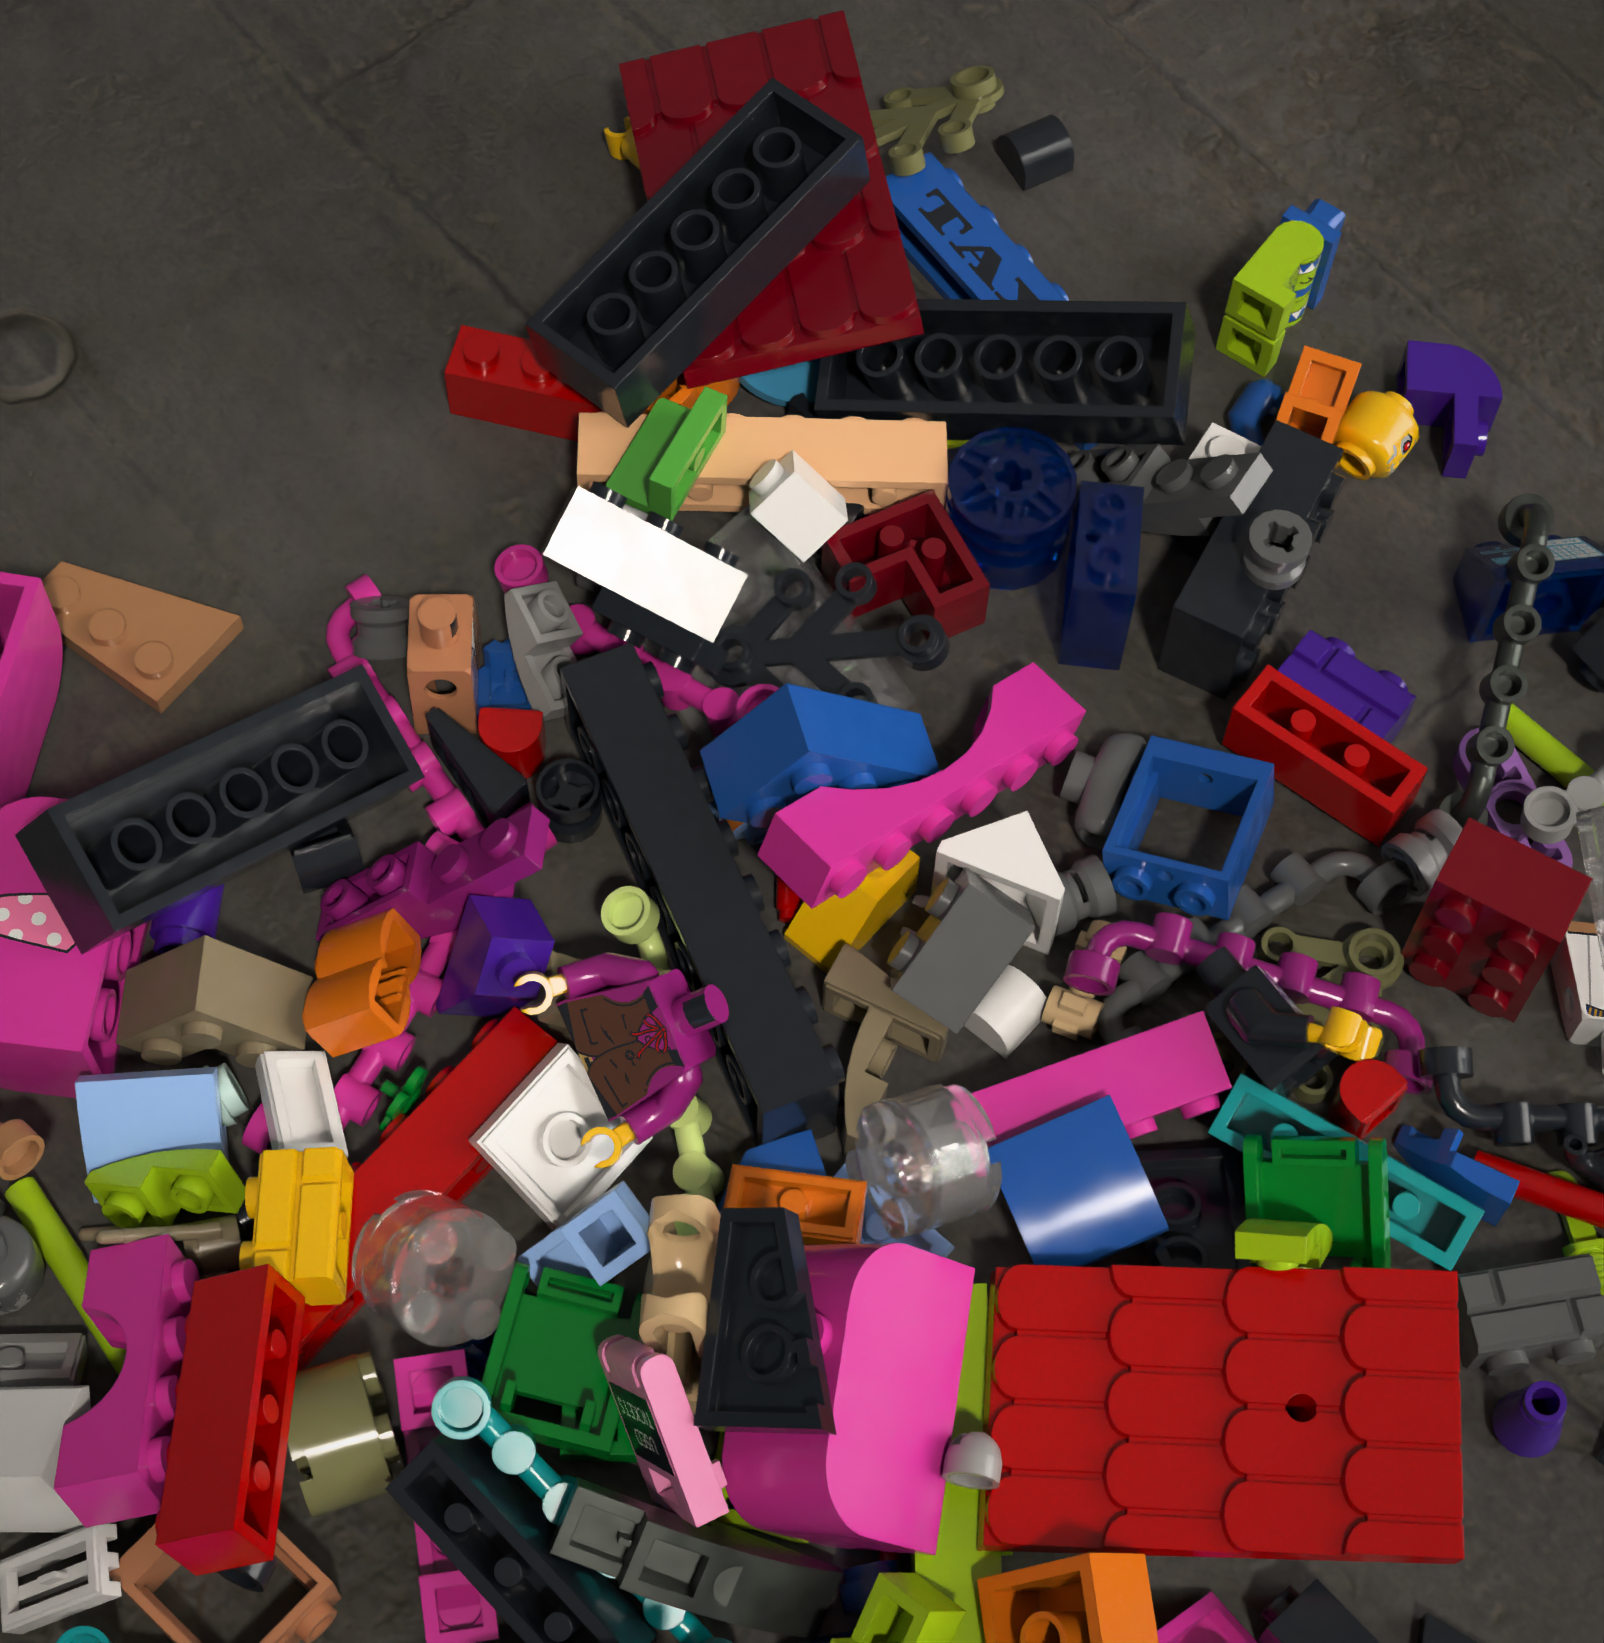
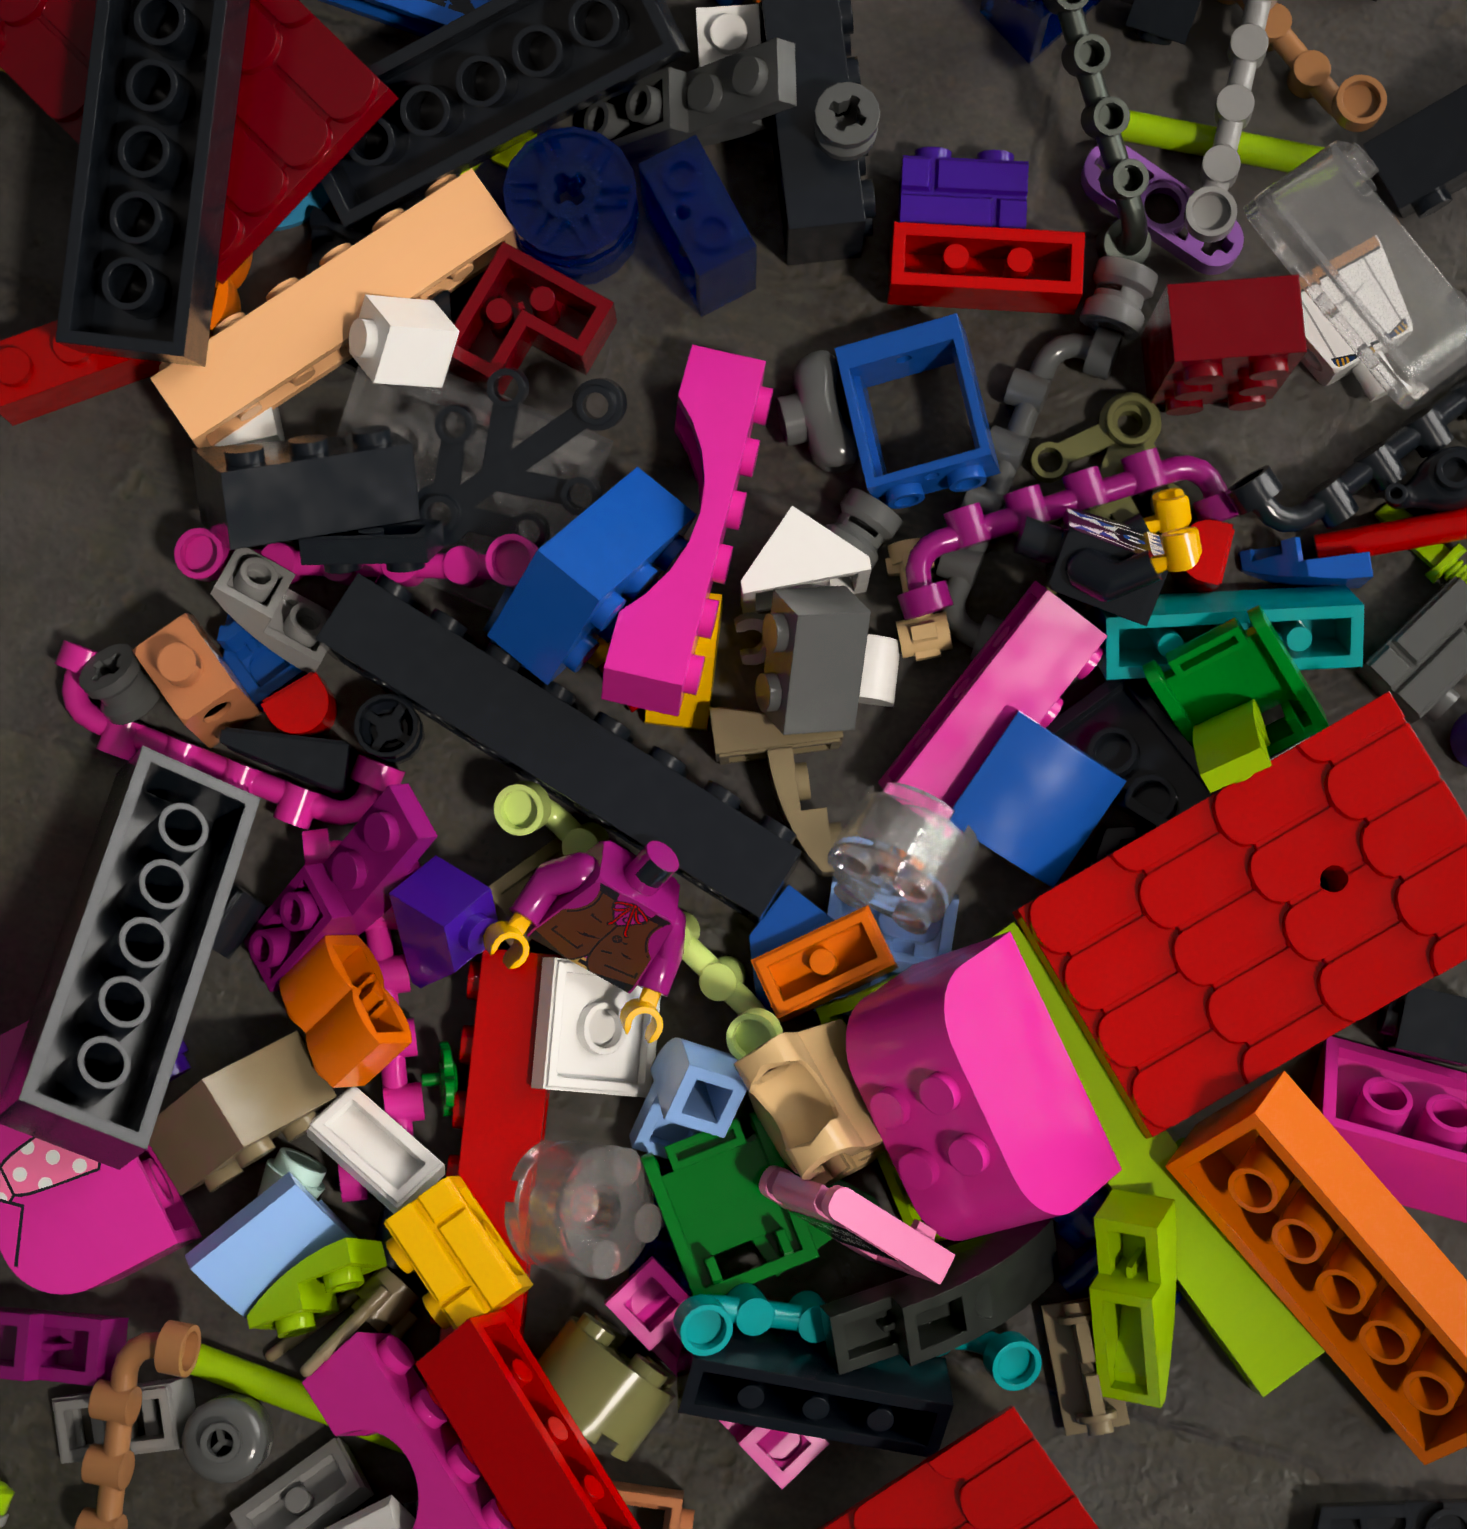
camera: 30 degrees left, 20 degrees up
(670, 453) = (259, 371): bright green panel -> none
(762, 1332) = (899, 1117): black wing -> none
(973, 1462) = (1106, 1082): light grey hinge -> none

